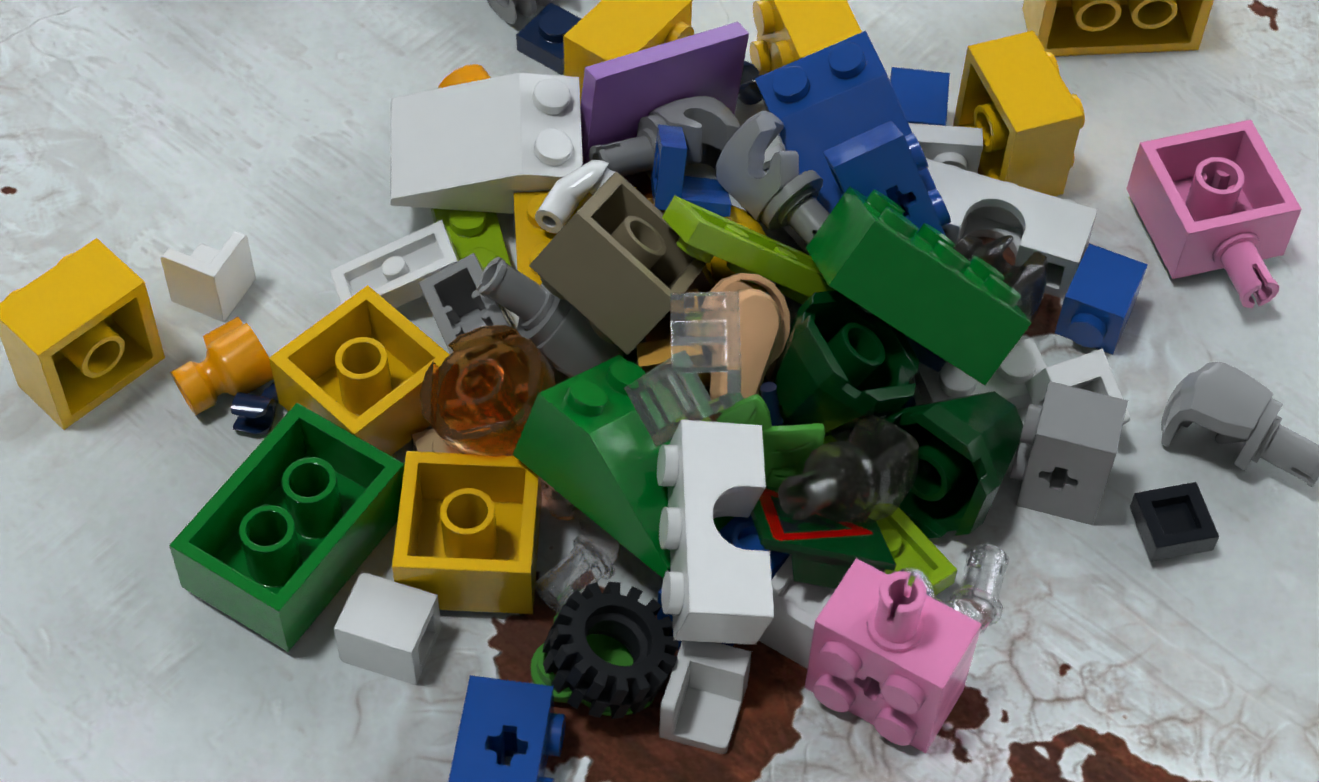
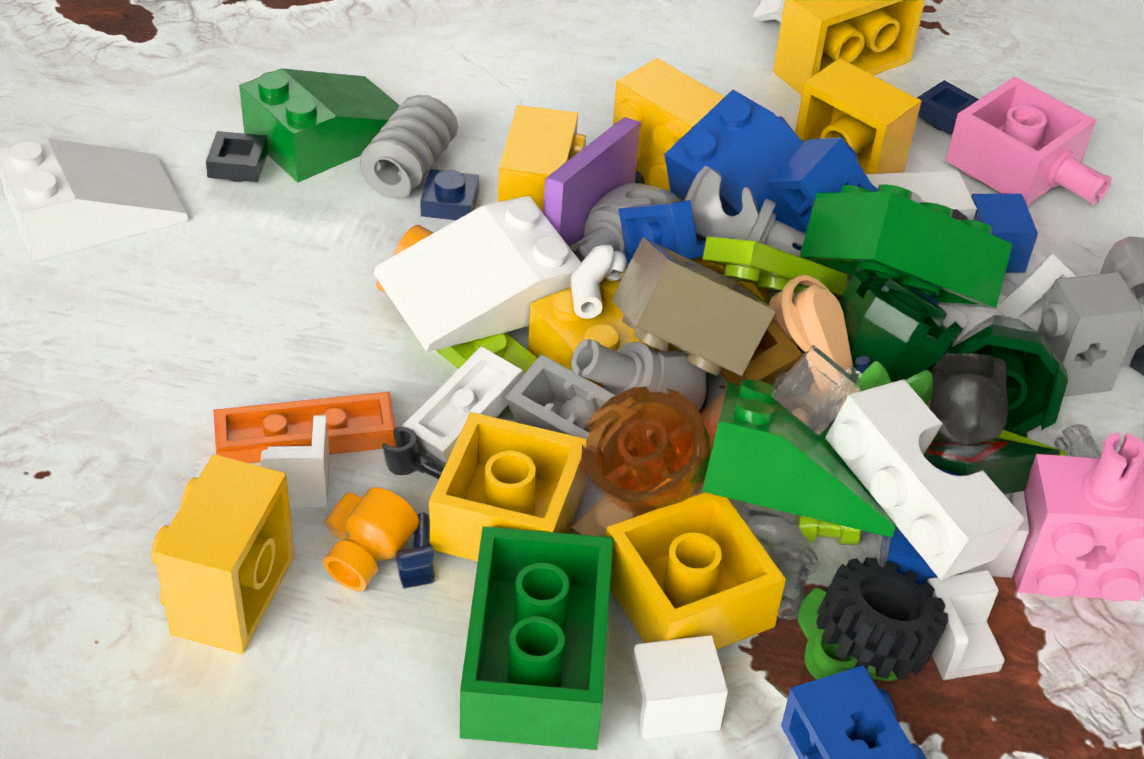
camera: 30 degrees left, 10 degrees down
(277, 241) = (352, 425): none -> orange tile
(320, 303) = (407, 456): none -> black hand
(707, 334) = (825, 320): clear panel -> none
(1173, 115) = (942, 104): none -> dark blue plate

